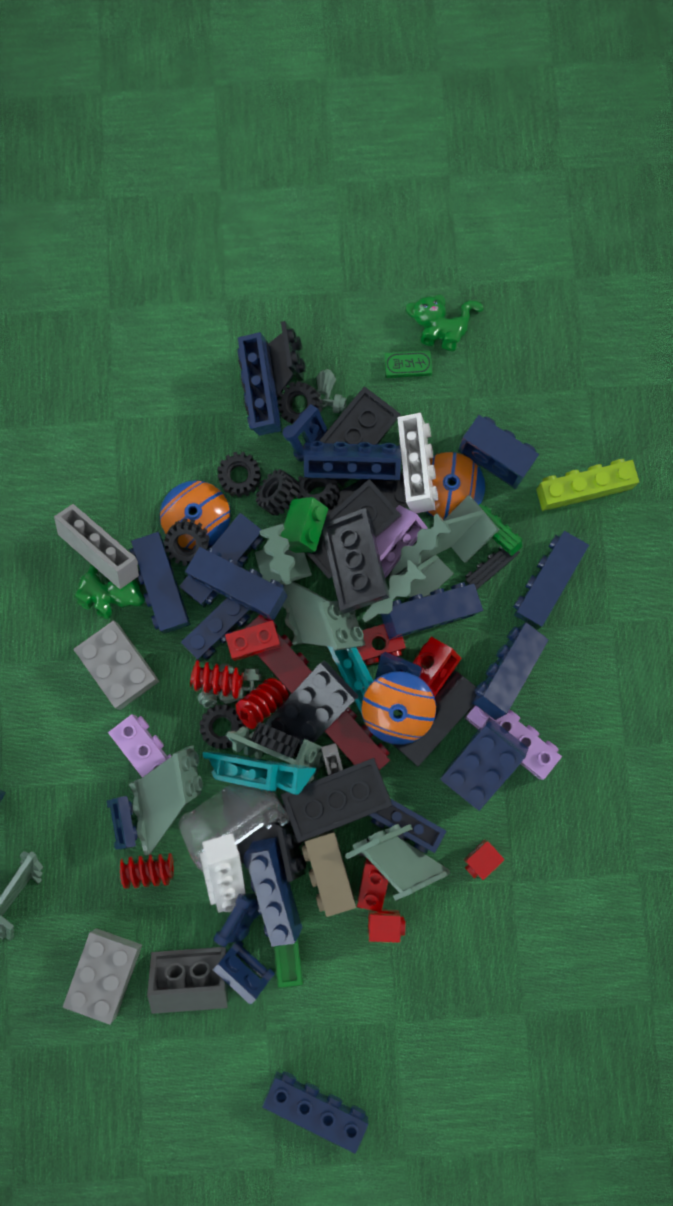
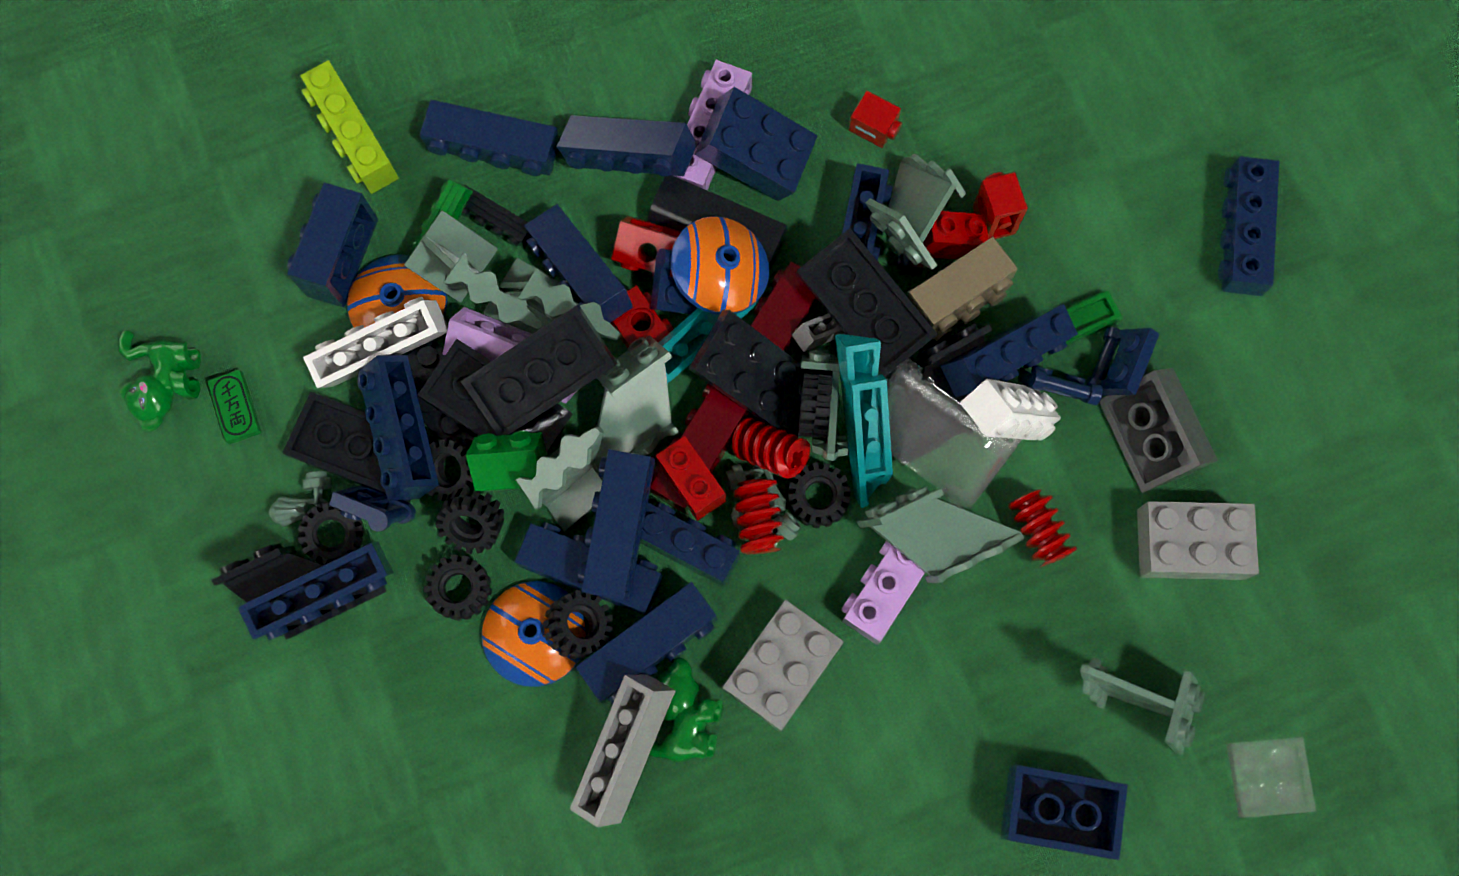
camera: 105 degrees left, 5 degrees down
(121, 814) = (993, 580): dark blue plate -> none

